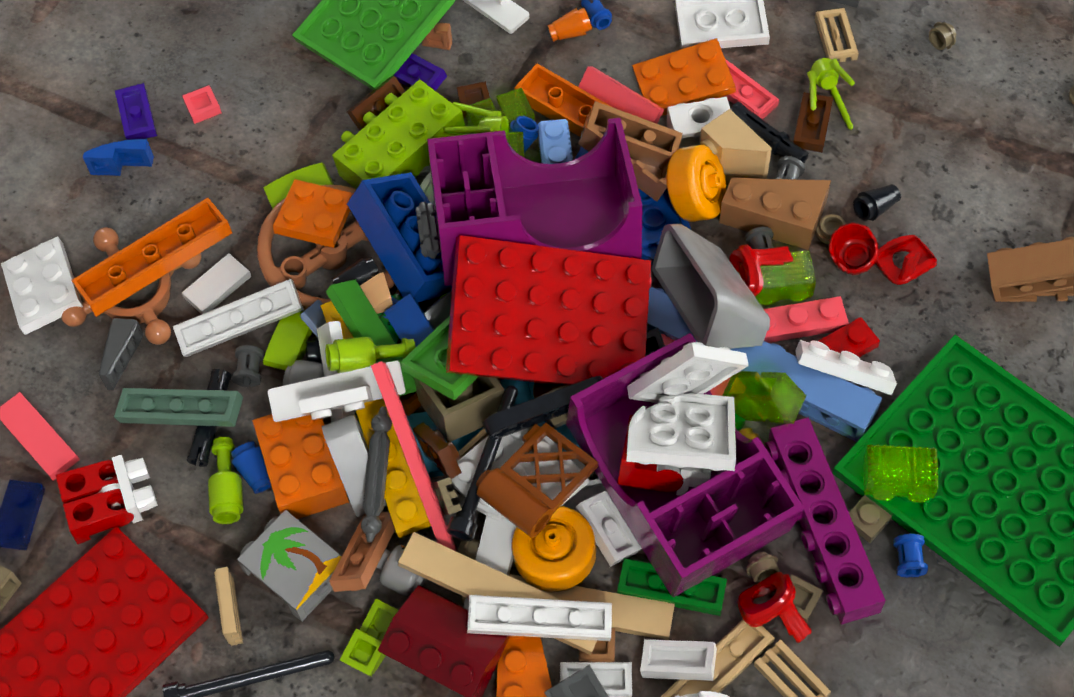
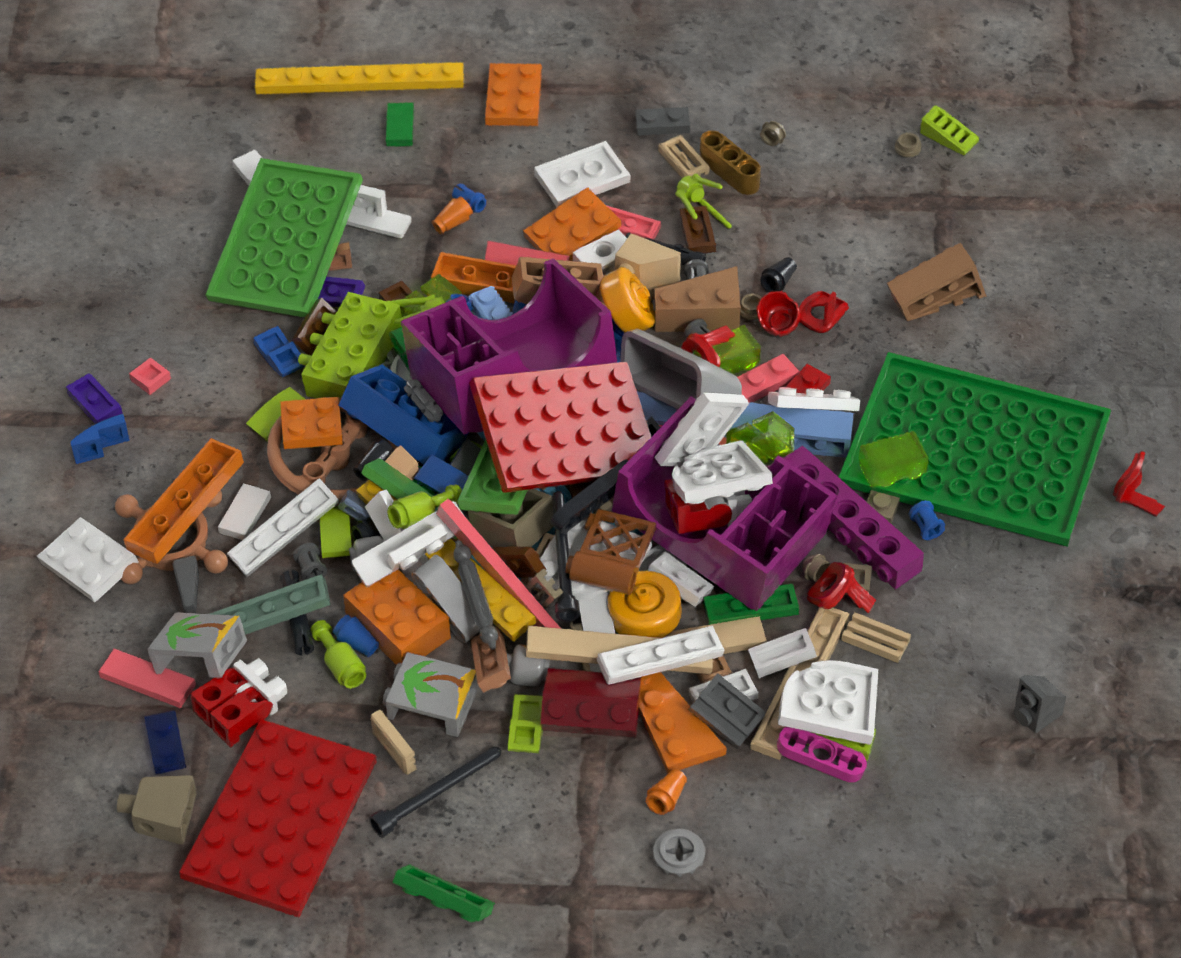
camera: 25 degrees left, 10 degrees down
(91, 419) = (199, 635): none -> light grey panel
(332, 118) = (278, 351): none -> blue slope
(881, 56) = (730, 162): none -> pearl gold beam

